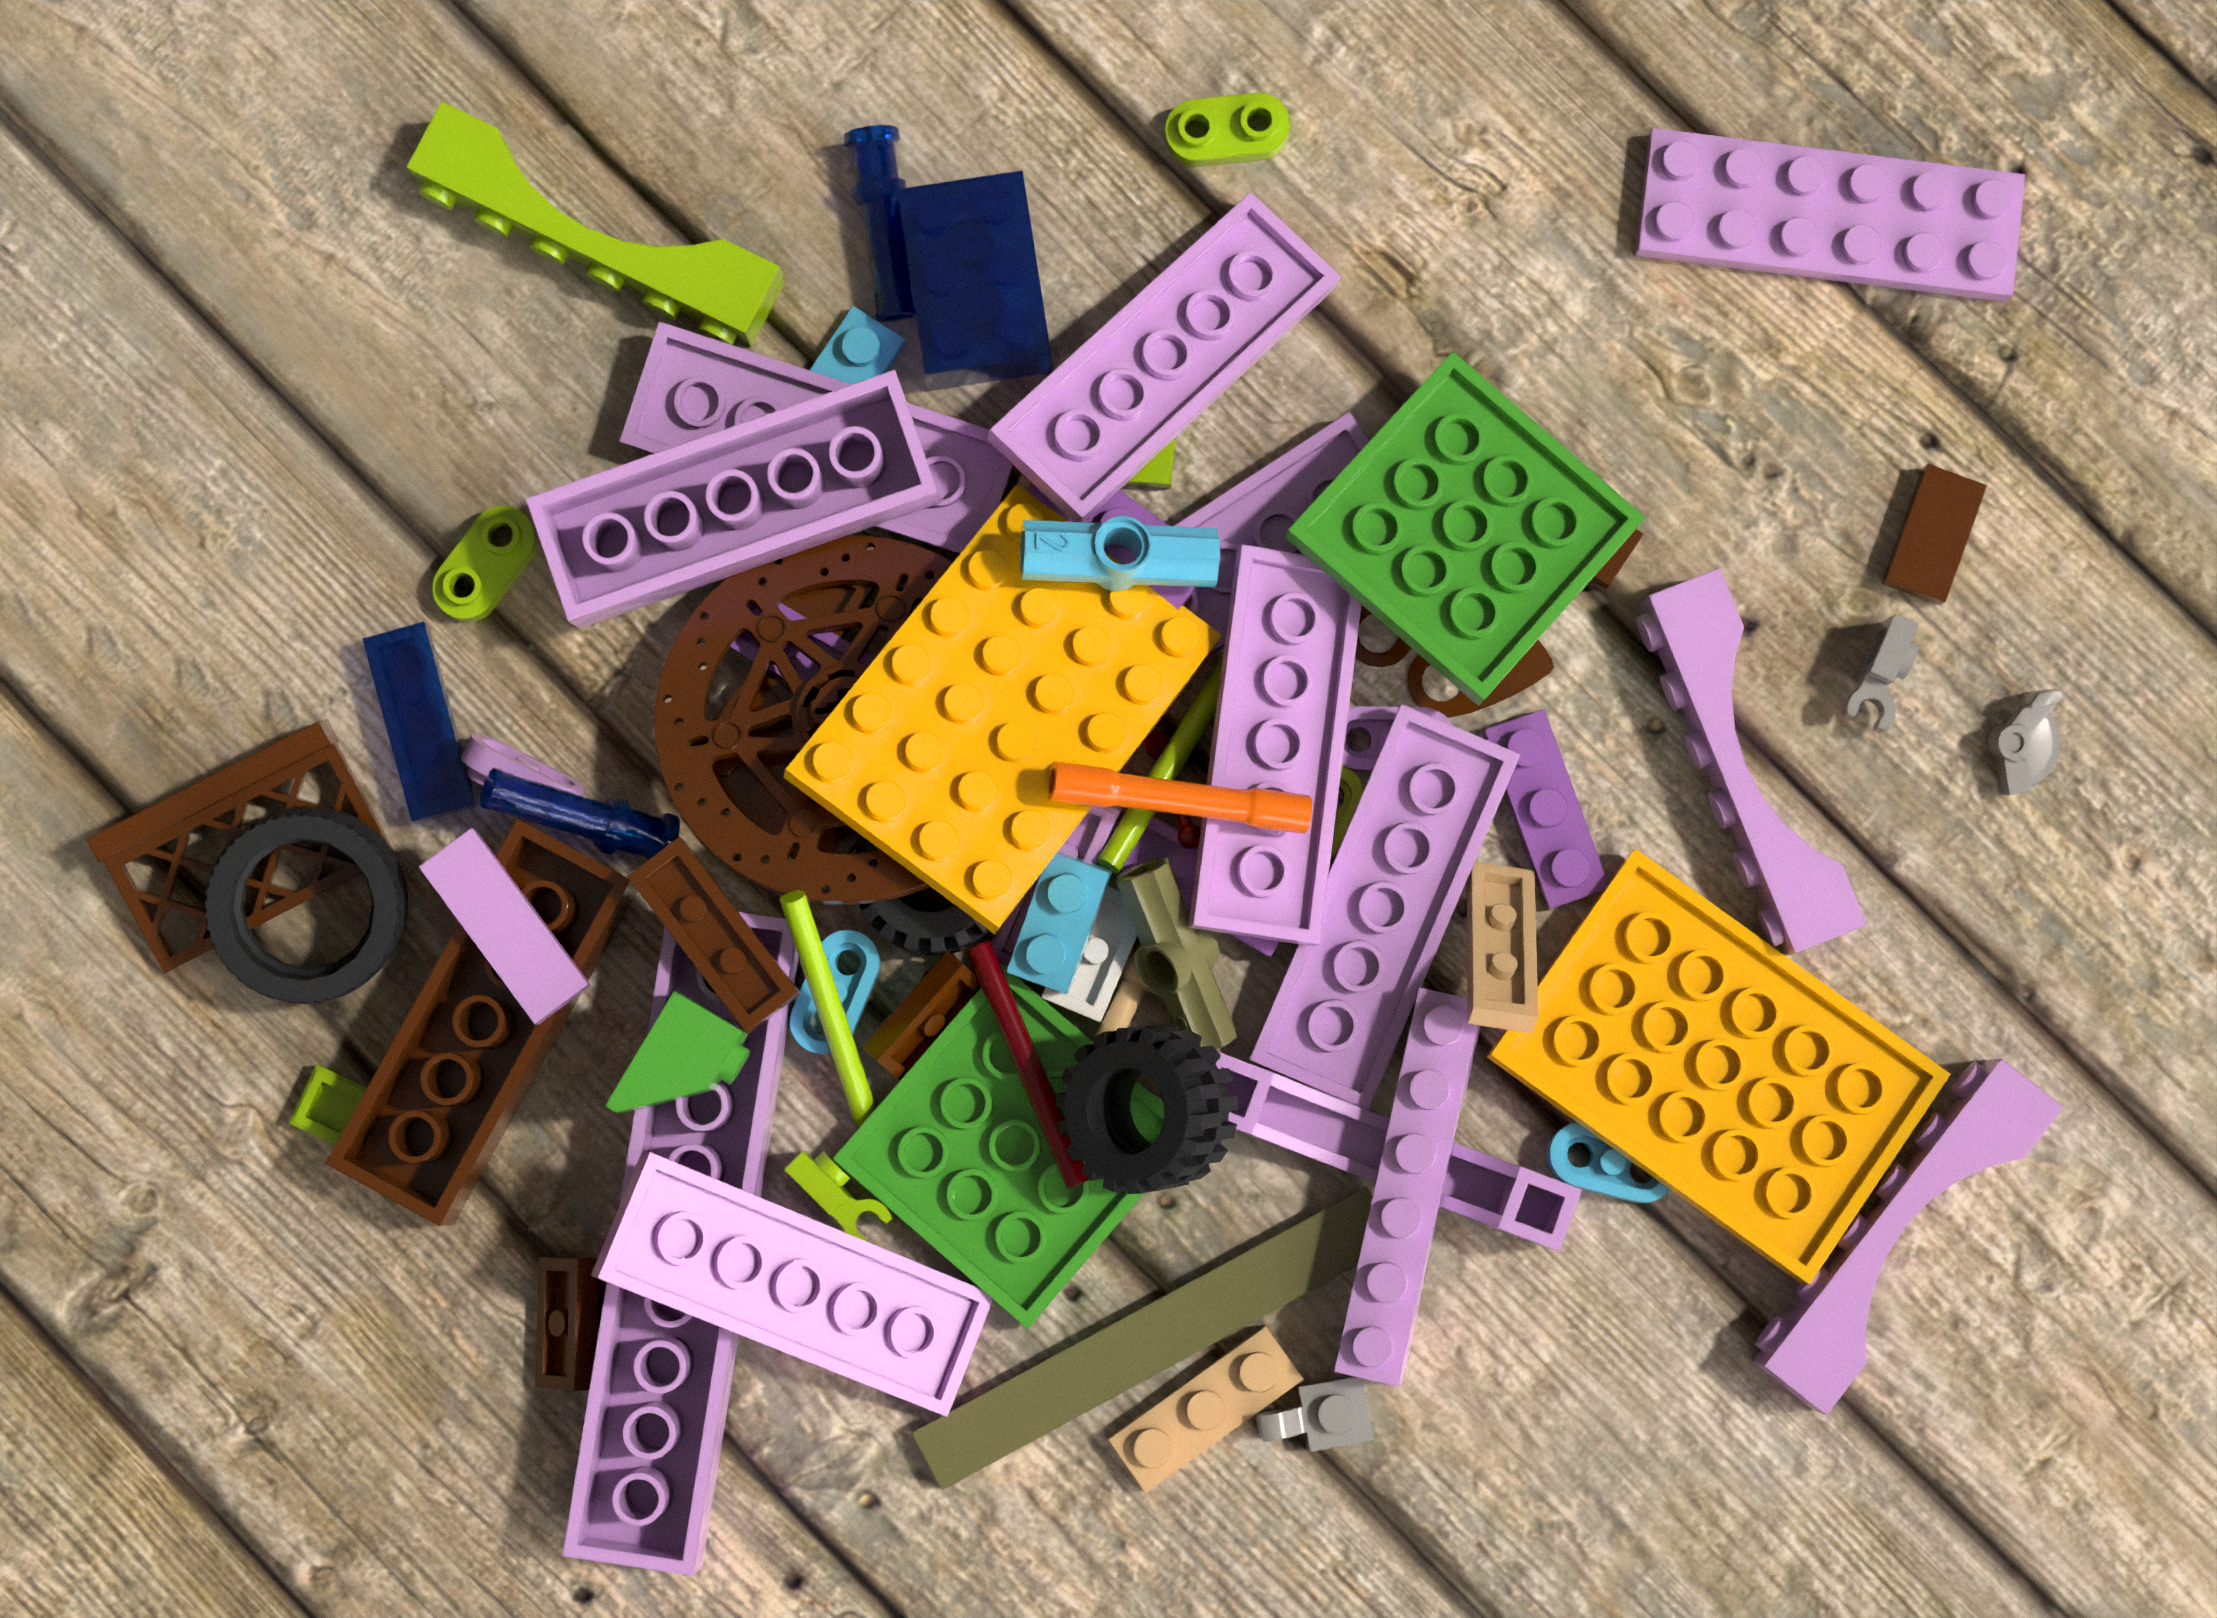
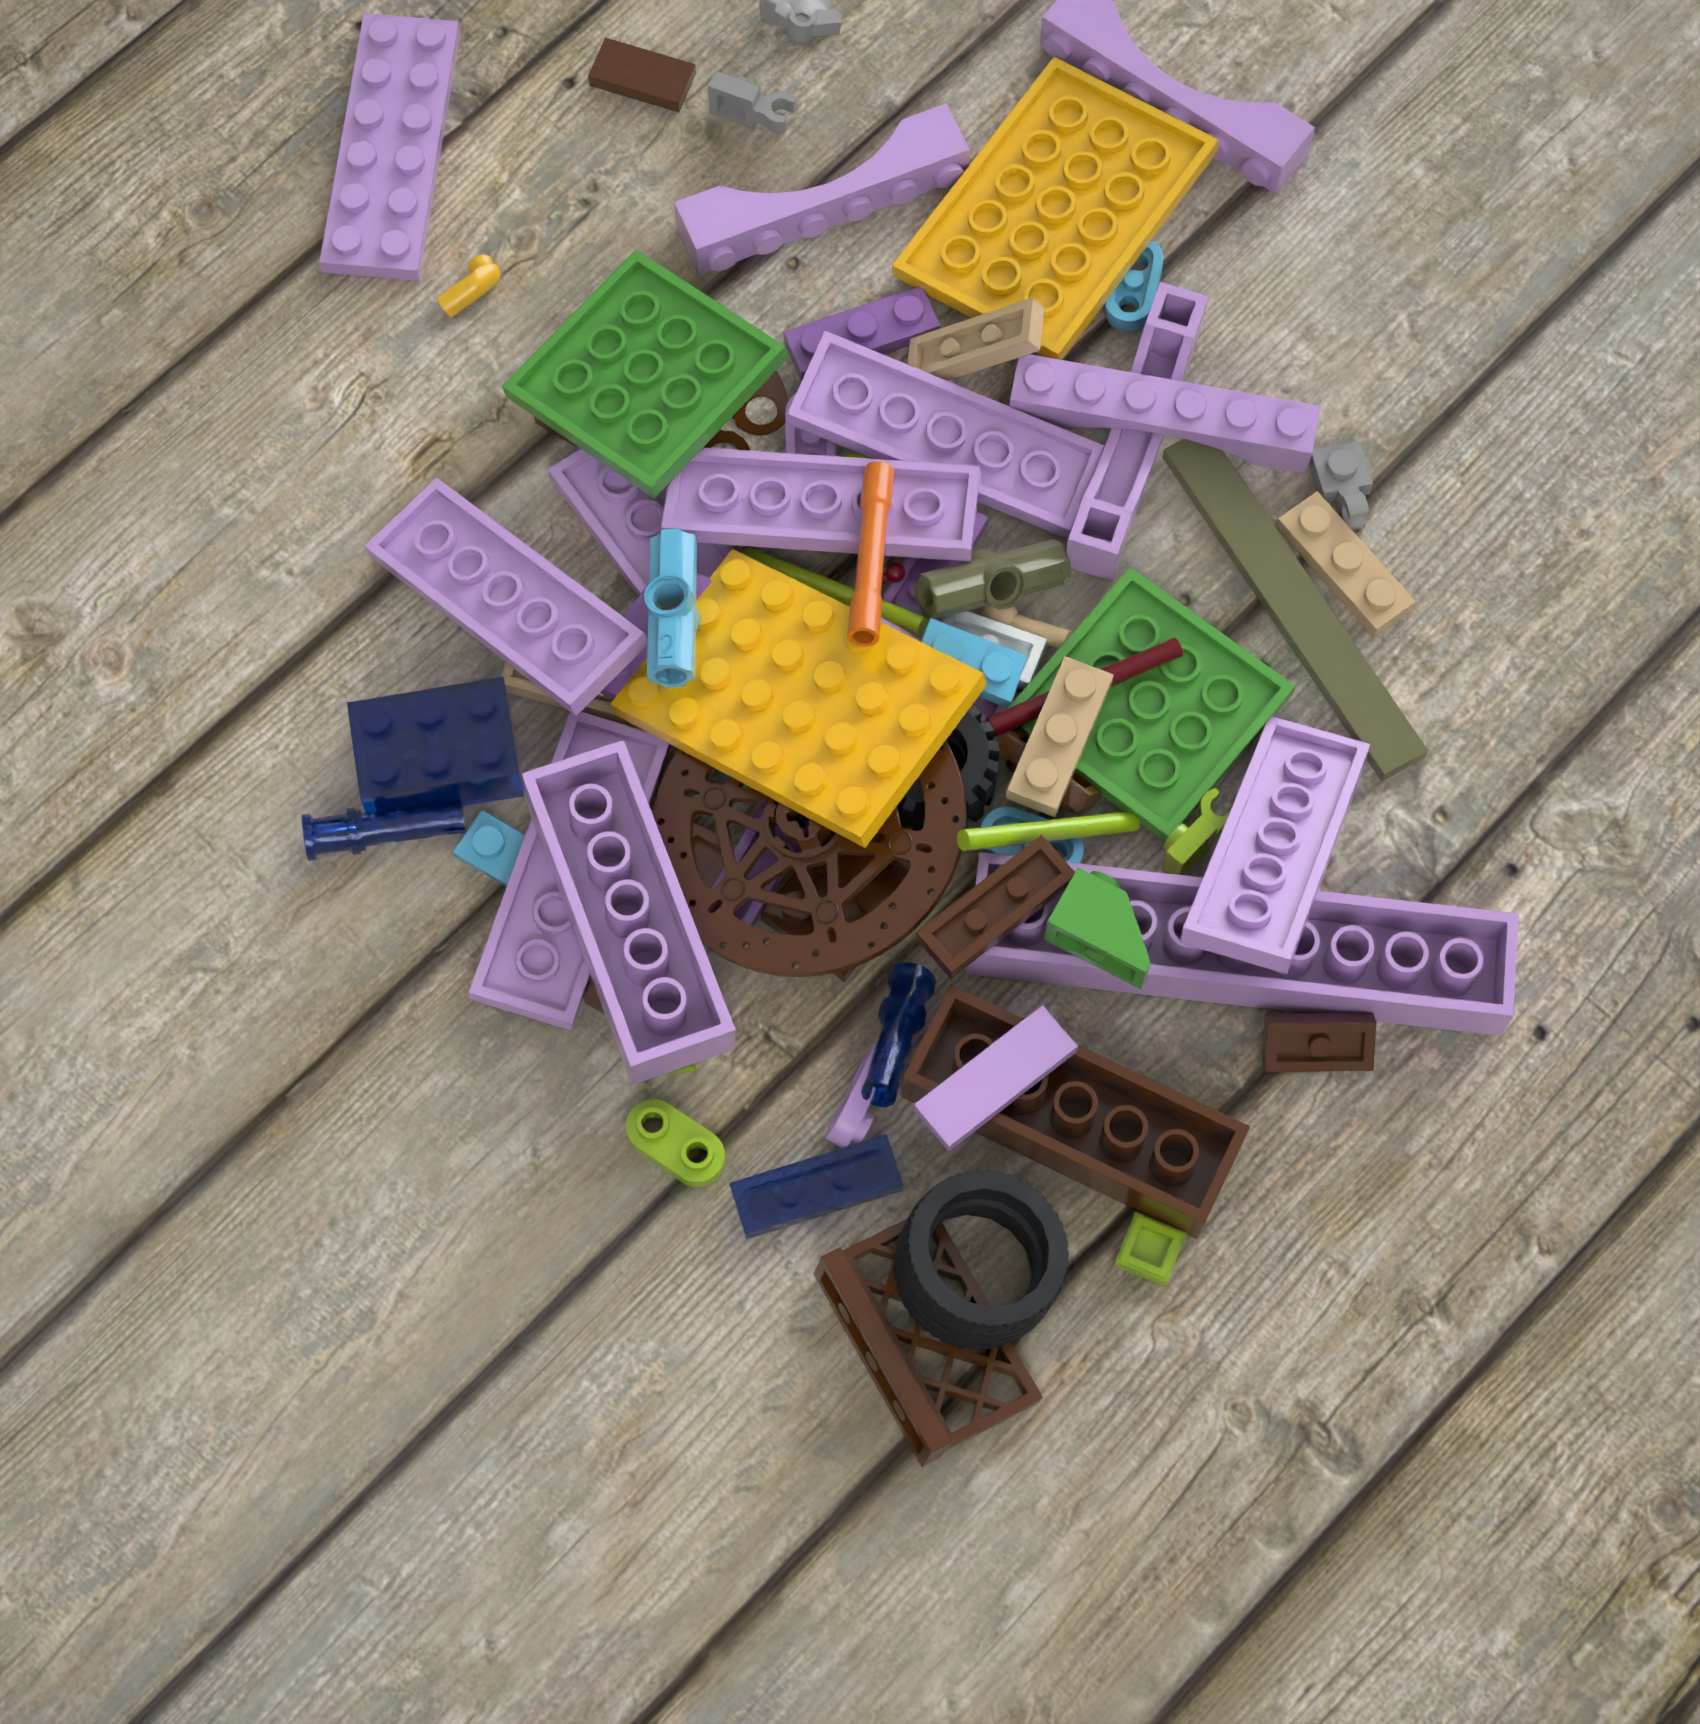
camera: 90 degrees left, 15 degrees down
(707, 281) = (329, 1154): lime arch -> none
(950, 1027) = (1059, 736): none -> tan plate
(1101, 1117) = (1163, 578): black tyre -> none
(1228, 133) = (309, 567): lime plate -> none
(1613, 318) = (481, 279): none -> yellow arm

